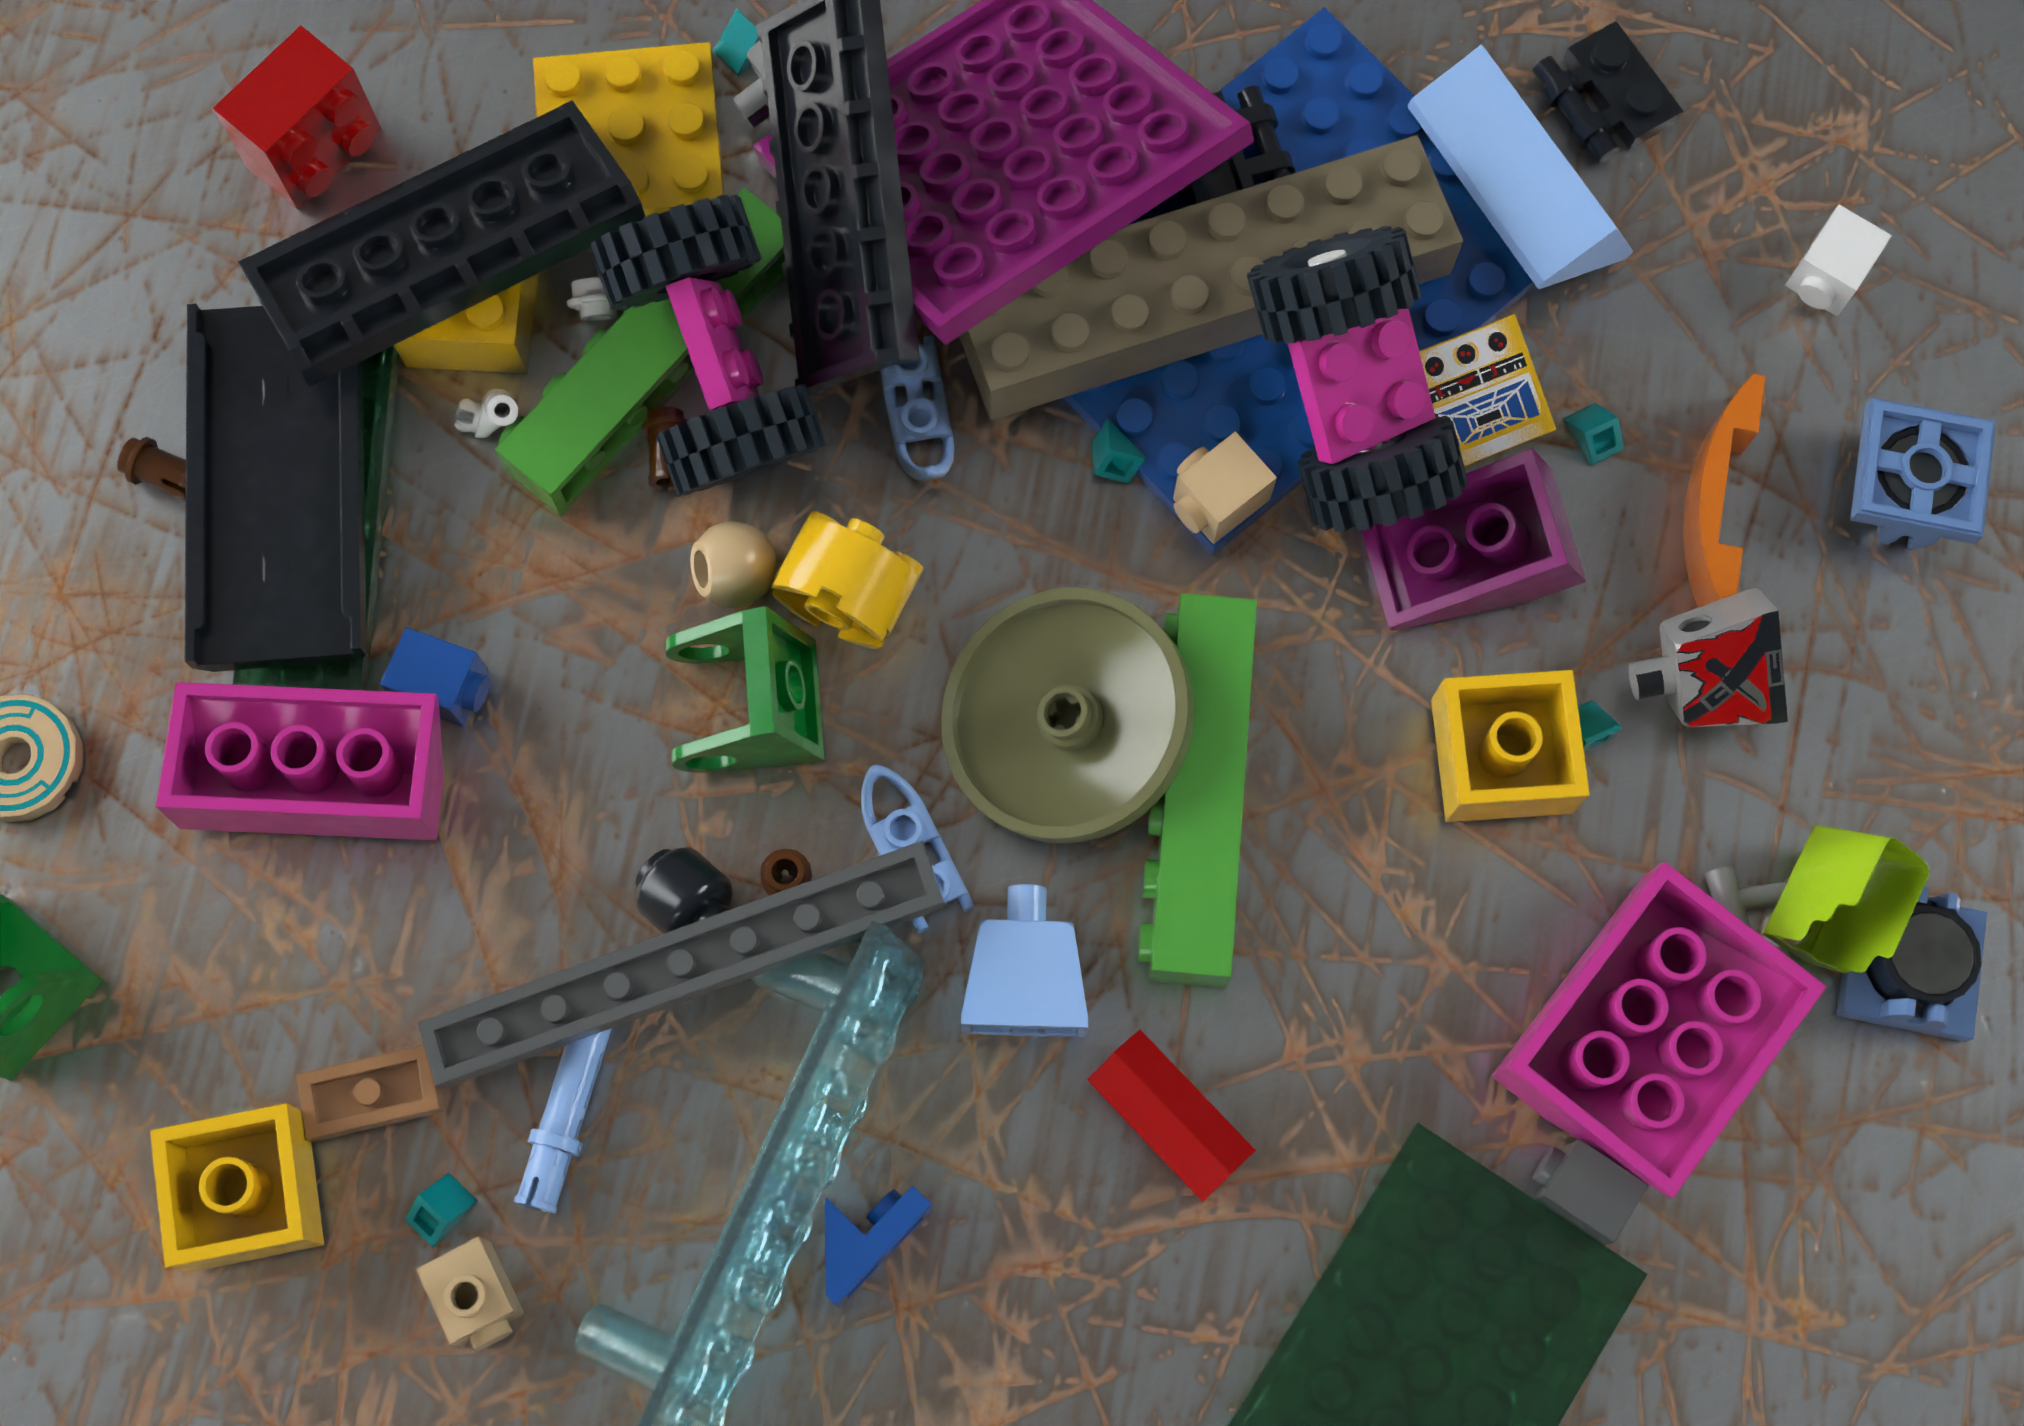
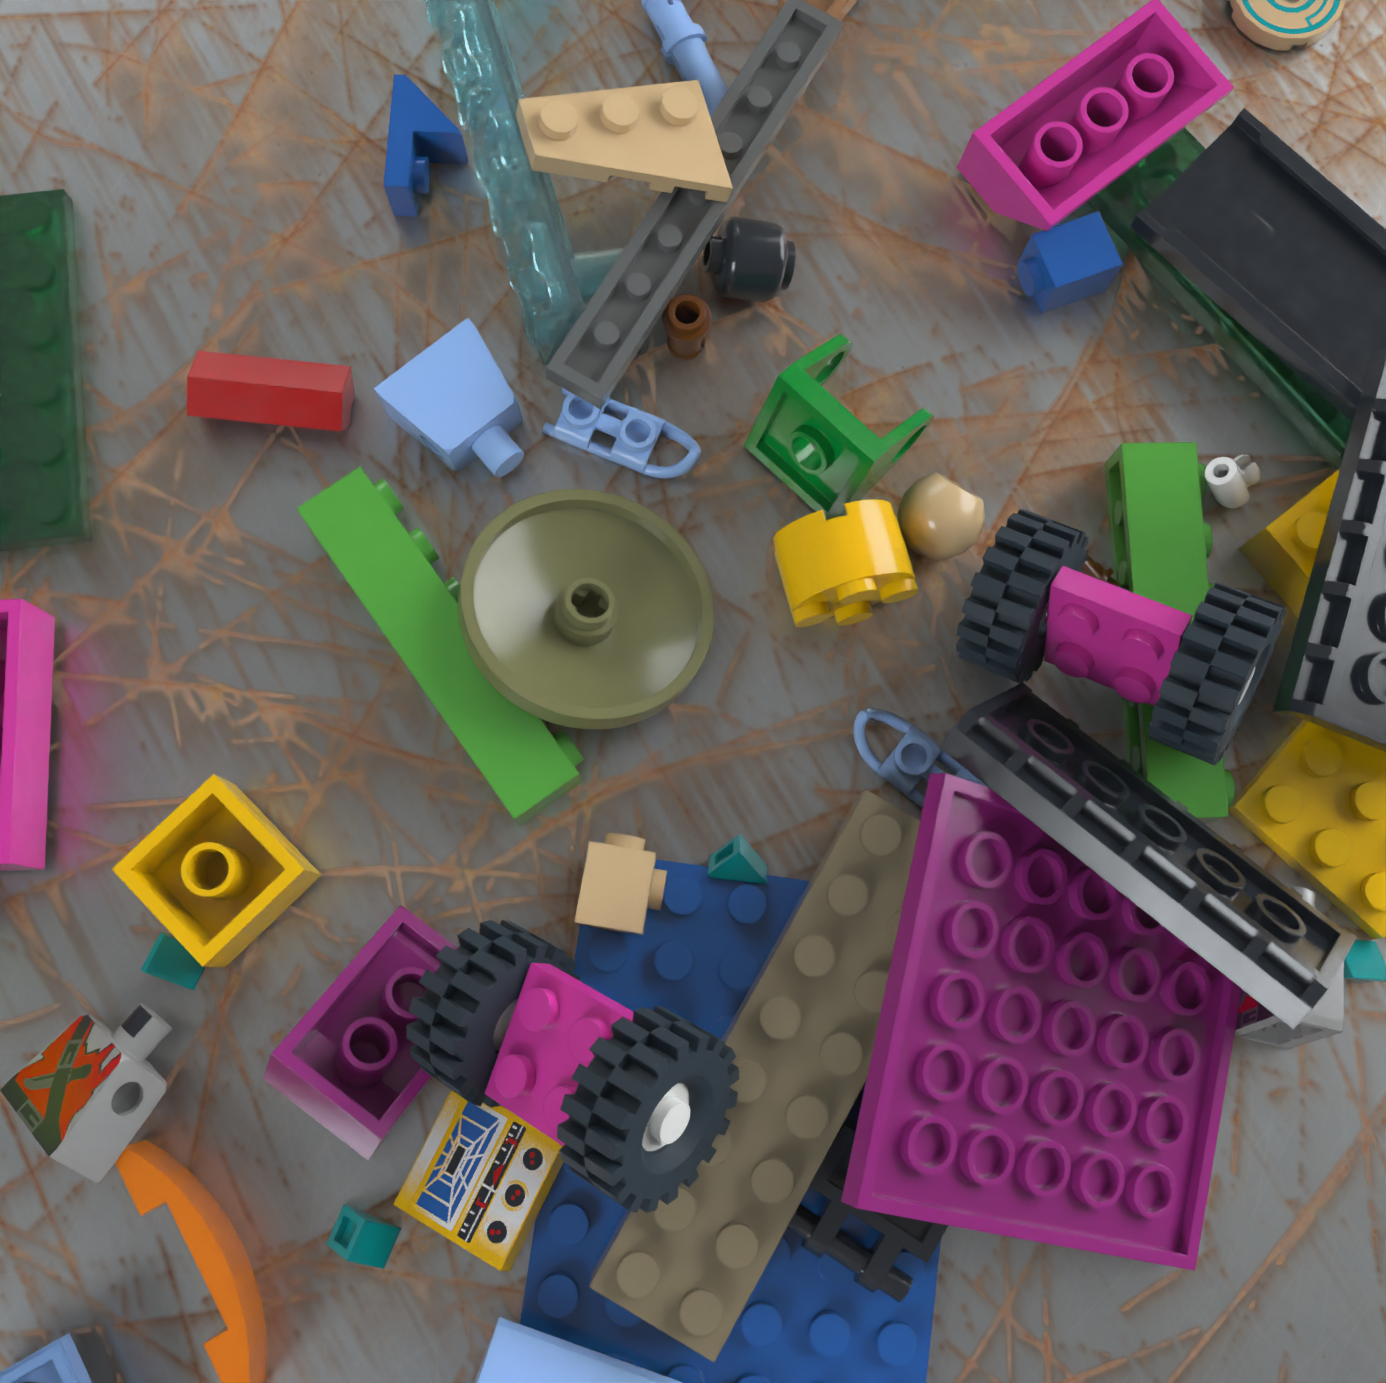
camera: 135 degrees right, 5 degrees up
(703, 1038) = (629, 133): none -> tan wing

